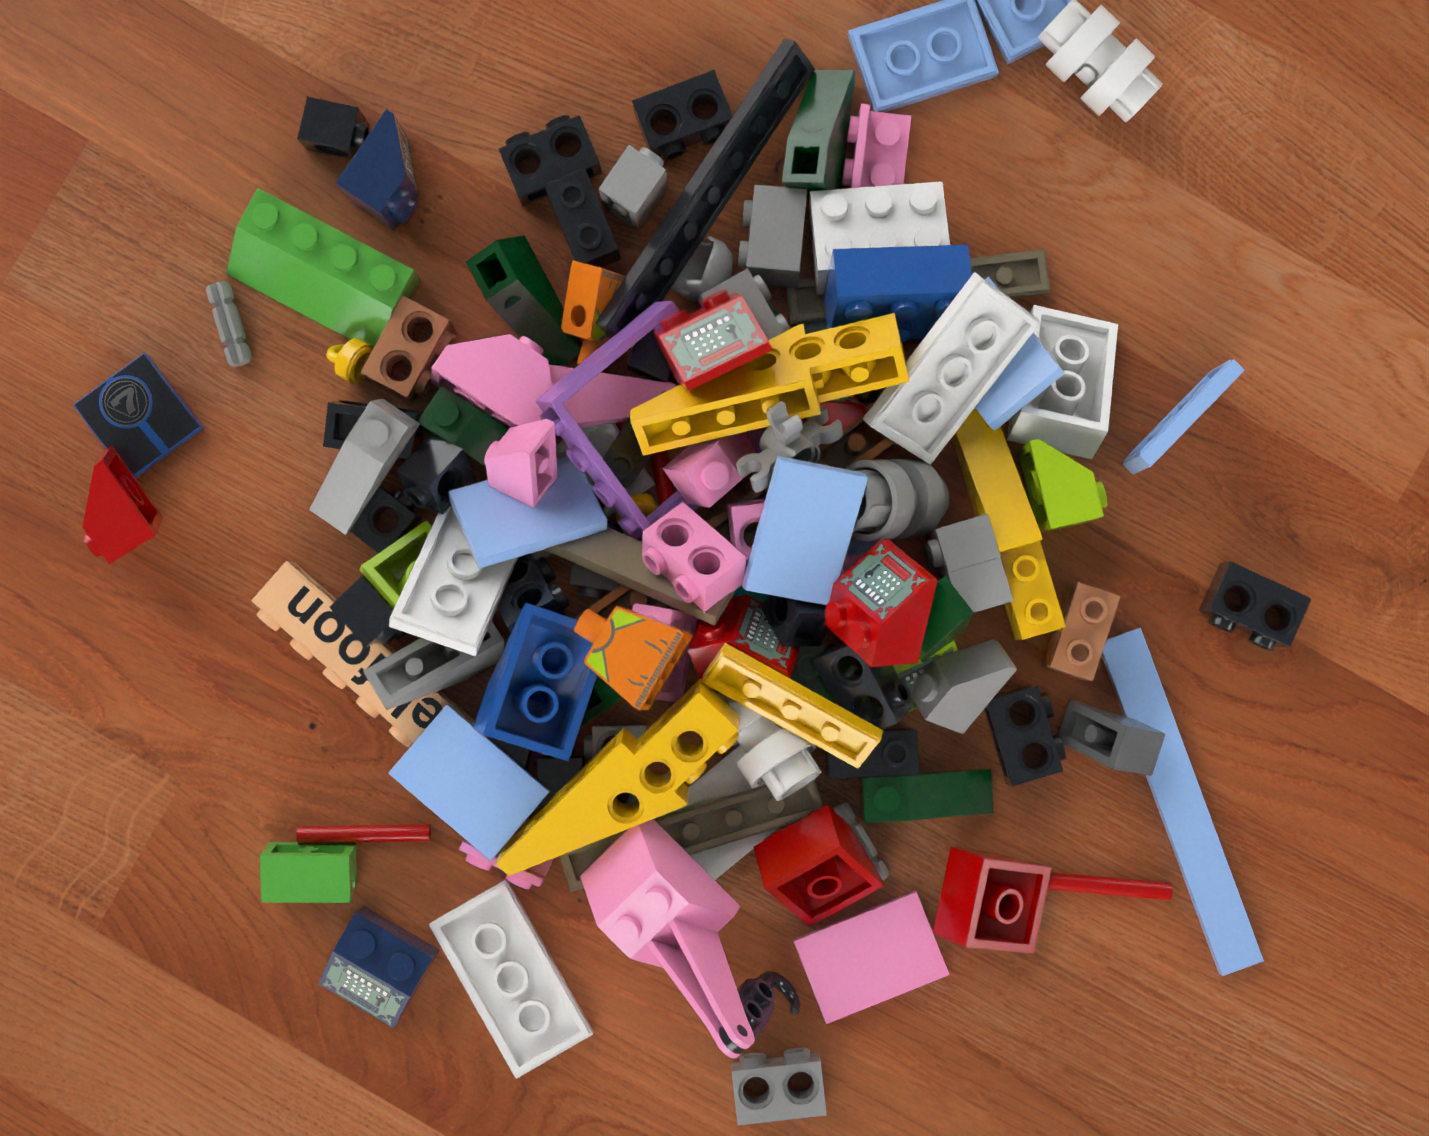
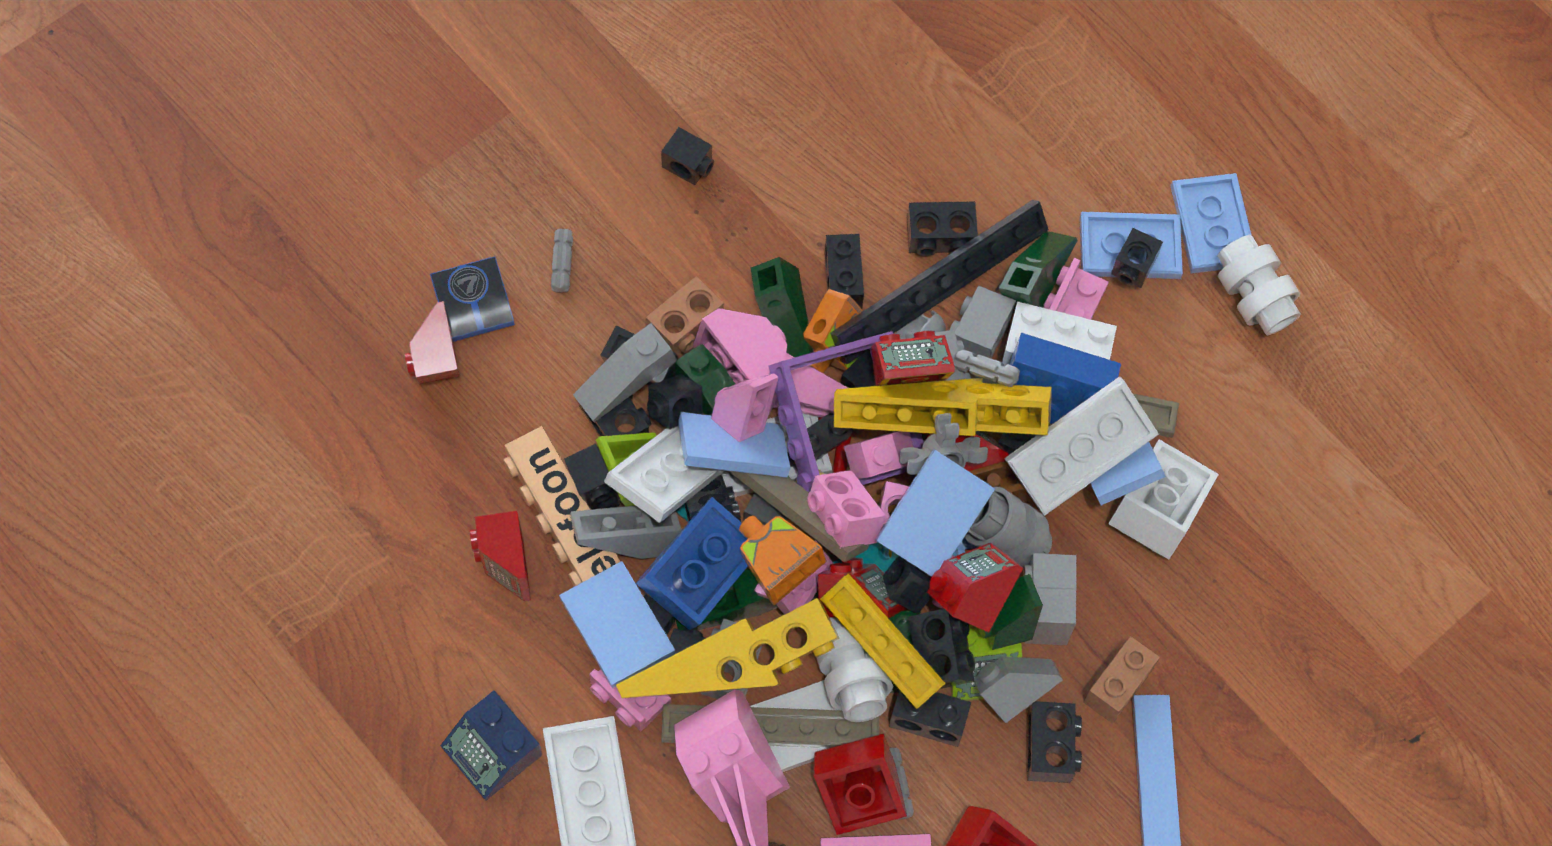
camera: 15 degrees right, 20 degrees down
(302, 737) = (501, 550): none -> red slope
(308, 872) = (467, 657): bright green hinge -> none
(317, 269) = (640, 242): bright green slope -> none
(350, 359) = (640, 309): yellow tile -> none
(363, 834) = (518, 646): red piece -> none
(382, 175) = (710, 194): dark blue slope -> none
(545, 147) = (834, 217): black brick -> none
(634, 186) = (890, 259): light grey brick -> none
(805, 313) = (986, 368): none -> light grey axle
(926, 795) = (960, 761): dark green slope -> none
(938, 59) = (1138, 246): none -> black brick
(998, 491) = (1090, 543): yellow brick -> none
(1059, 487) = (1137, 567): lime slope -> none
(1111, 738) = (1121, 764): dark grey slope -> none
(1182, 416) = (1246, 546): light blue tile -> none
(1257, 596) = (1269, 700): black brick -> none

